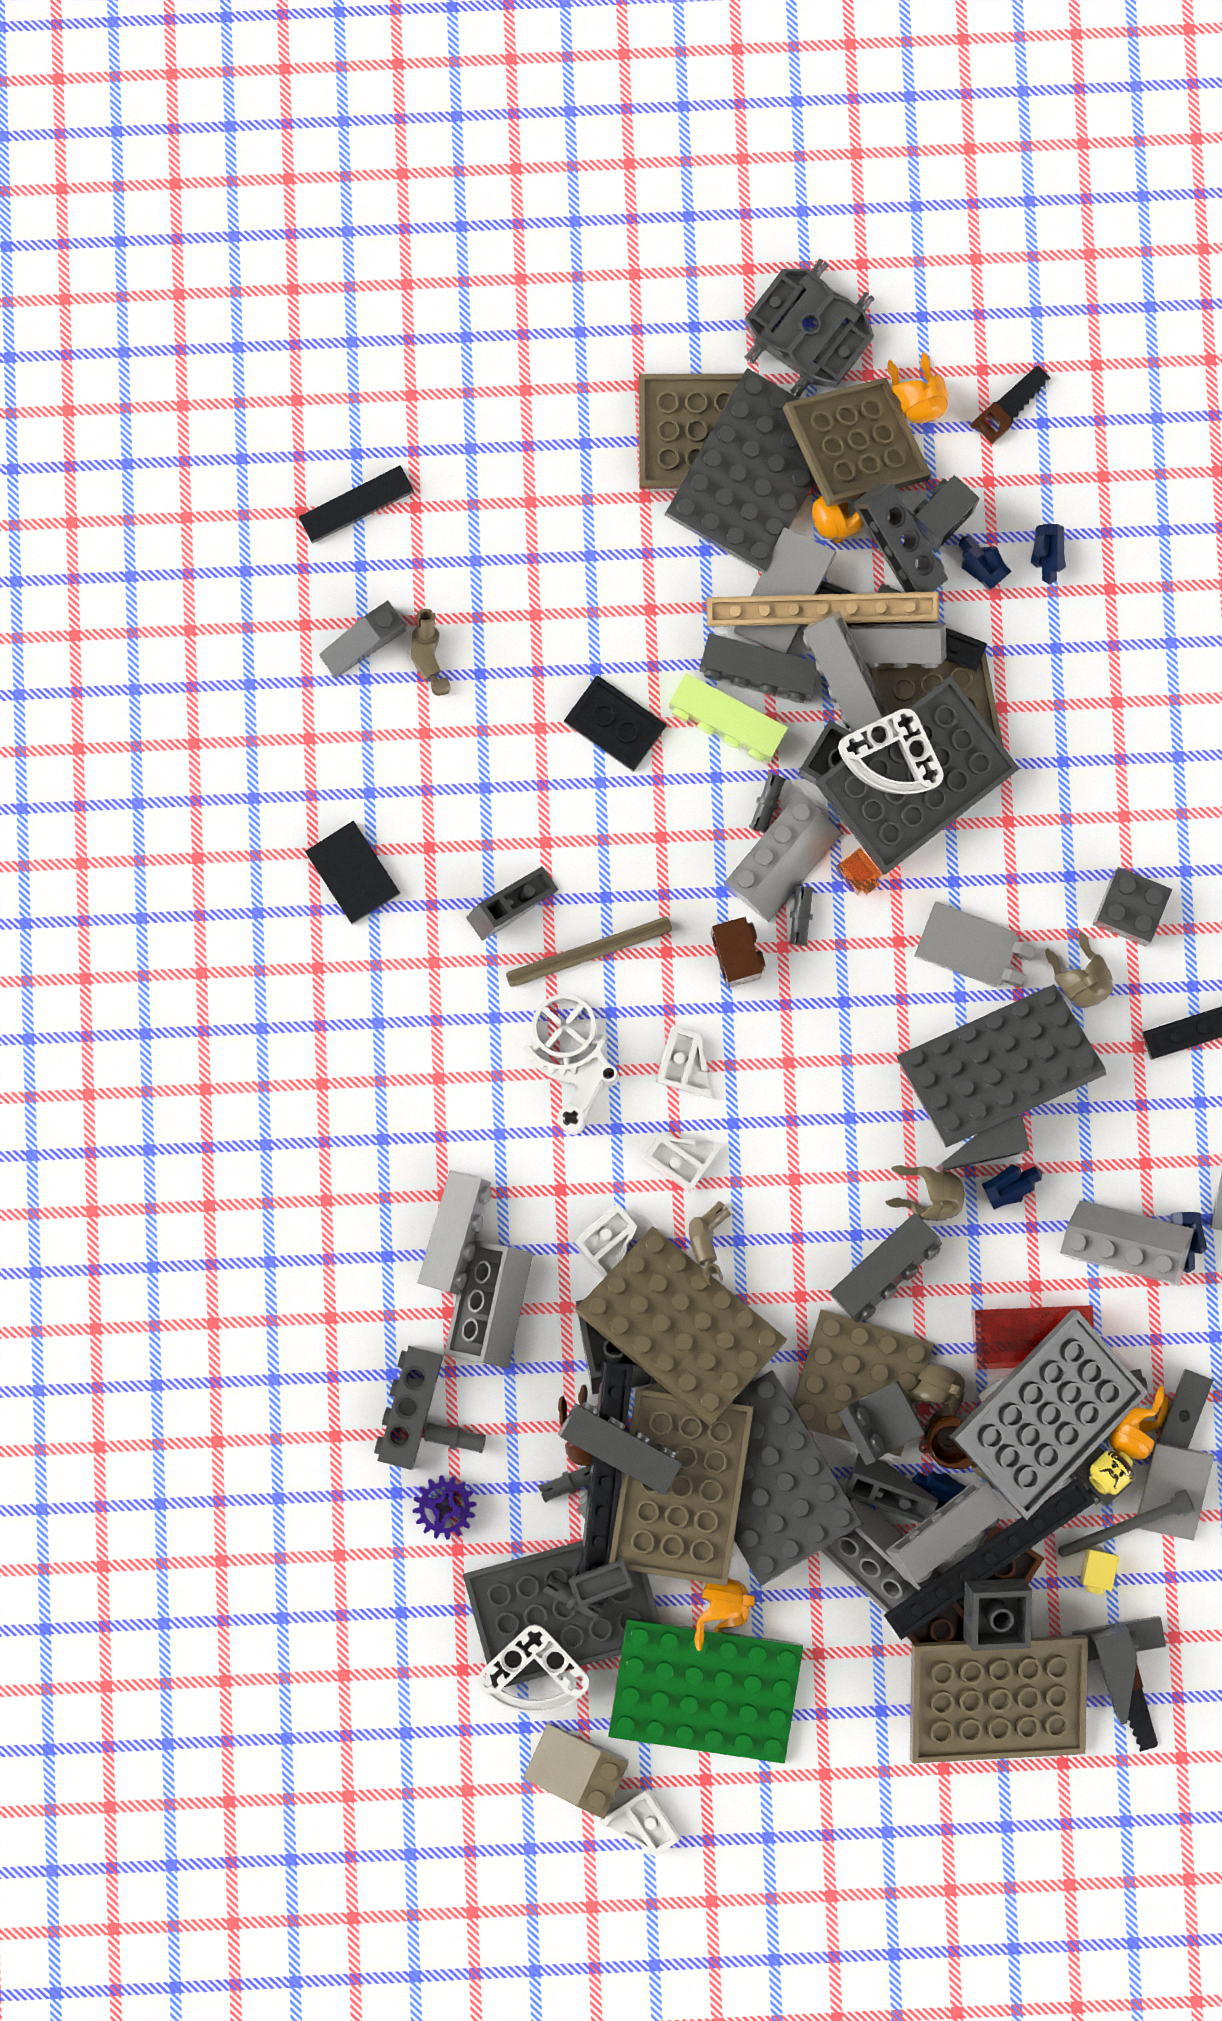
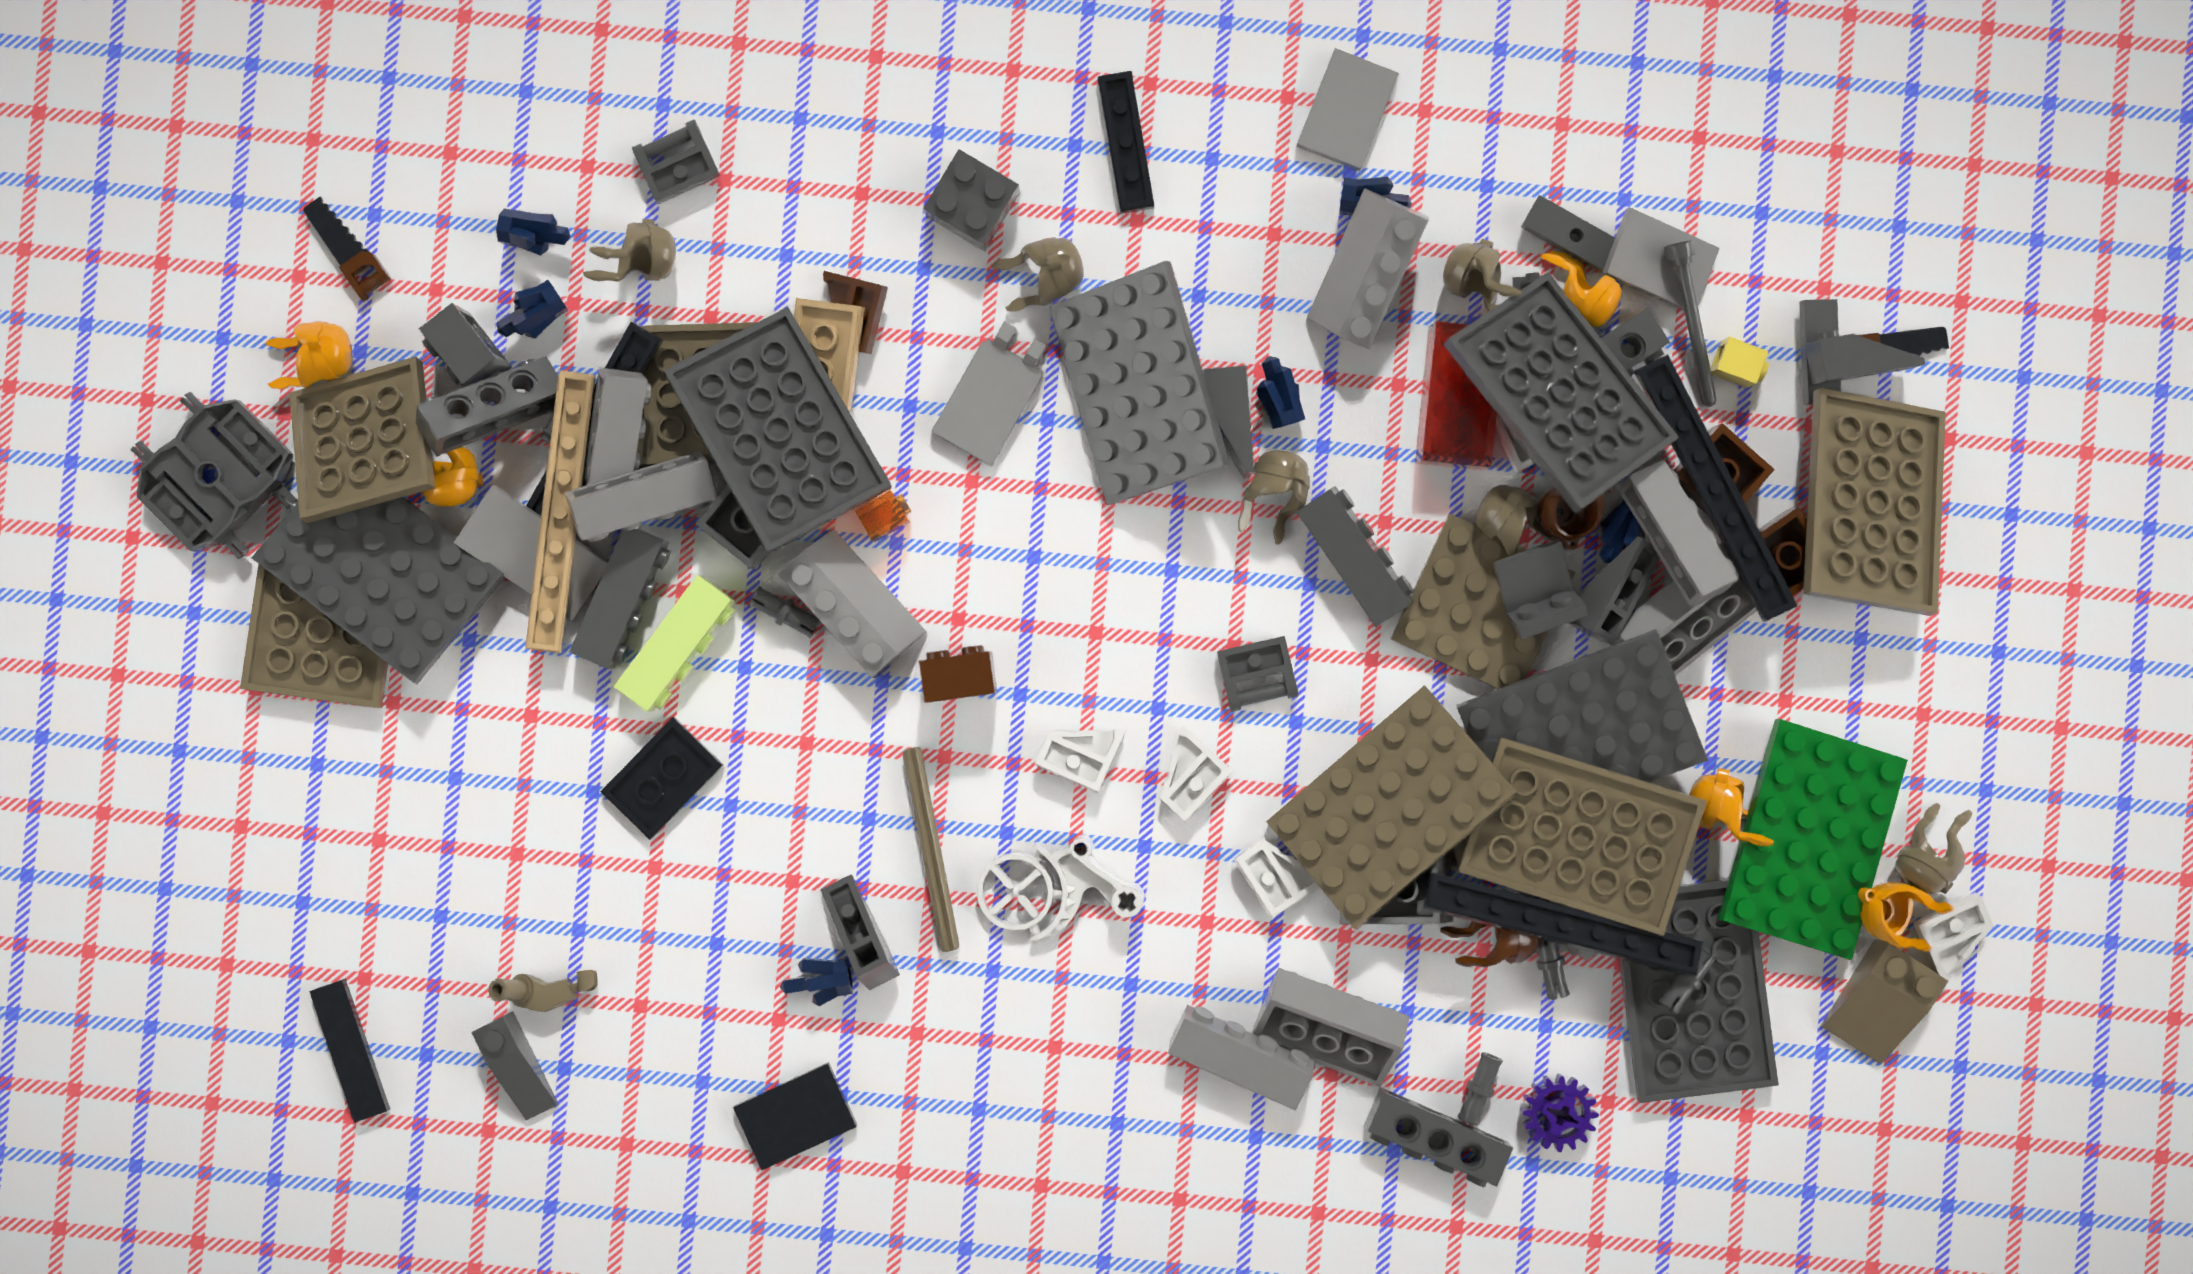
camera: 80 degrees left, 5 degrees up
(473, 887) = (829, 976): none -> dark blue rock
(540, 1654) = (1746, 1027): white beam -> none
(601, 1582) = (1681, 947): dark grey tile -> none
(620, 1448) = (1531, 904): dark grey brick -> none
(655, 1770) = (1889, 910): none -> light orange hair
(696, 1789) = (1923, 866): none -> dark tan hair
(702, 1236) = (1289, 766): dark tan arm -> none
(784, 1198) = (1253, 662): none -> dark grey plate
(801, 915) = (925, 592): dark grey pin -> none
(893, 733) = (725, 451): white beam -> none
(997, 1614) = (1786, 488): dark grey brick -> none
(999, 811) = (835, 337): none -> tan tile
(1025, 824) = (859, 293): none -> reddish brown wing
(1048, 645) = (644, 249): none -> dark tan hair
(1111, 1472) = (1635, 329): light yellow head -> none
(1118, 666) = (680, 171): none -> dark grey plate
(1141, 1333) = (1478, 270): none -> dark tan hair

